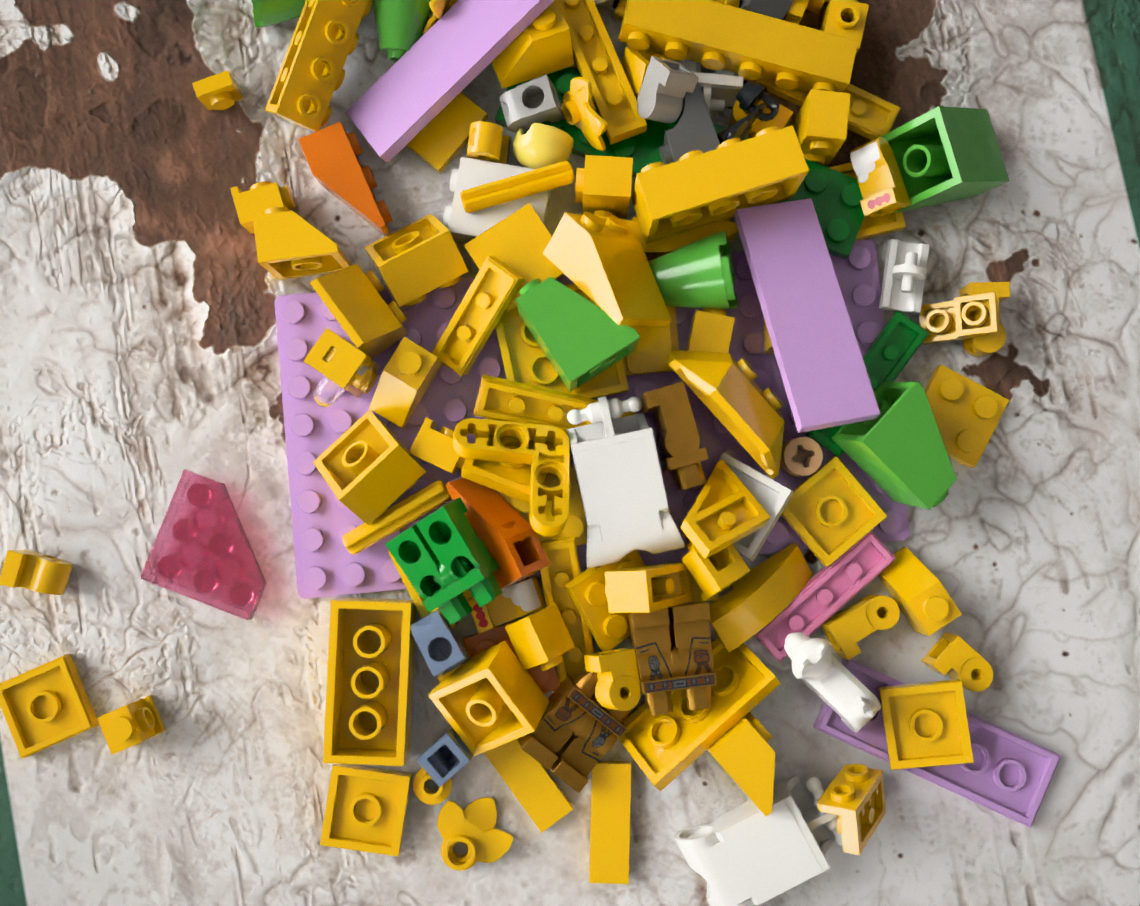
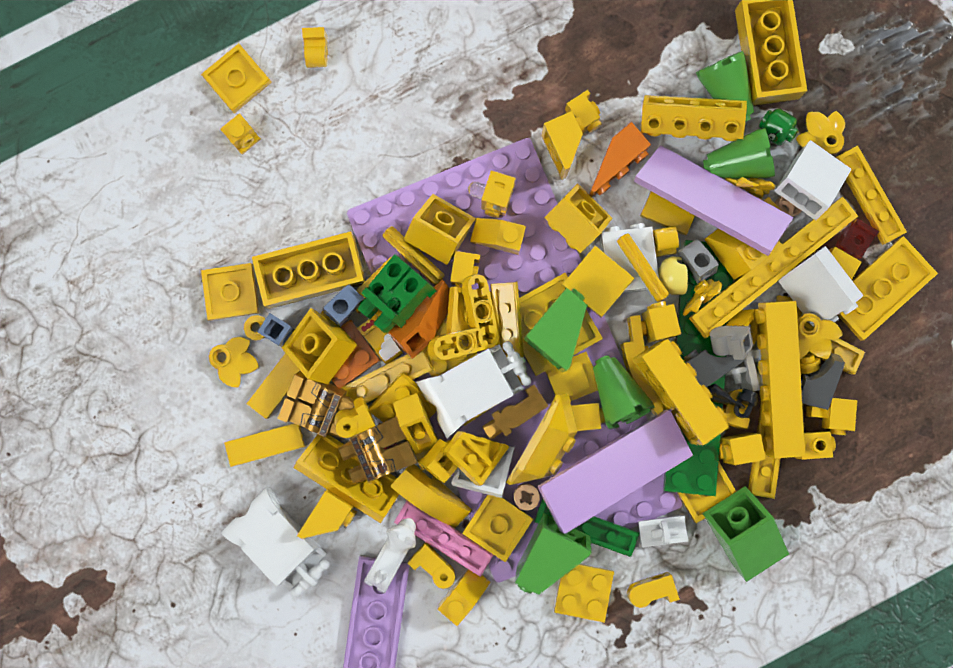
camera: 75 degrees right, 0 degrees up
(205, 549) = (359, 144): clear pink plate -> none
(218, 91) = (647, 62): yellow plate -> none
(360, 309) = (535, 194): yellow slope -> none
(477, 315) = (553, 267): yellow tile -> none
(540, 638) = (365, 366): yellow brick -> none
(608, 268) = (605, 340): yellow slope -> none
(859, 802) = (320, 595): yellow bracket -> none
(879, 179) = (719, 495): yellow leg -> none
(925, 724) = (381, 623): yellow plate -> none
(960, 319) = (645, 573): yellow slope -> none
(960, 661) = (426, 640): yellow leg -> none

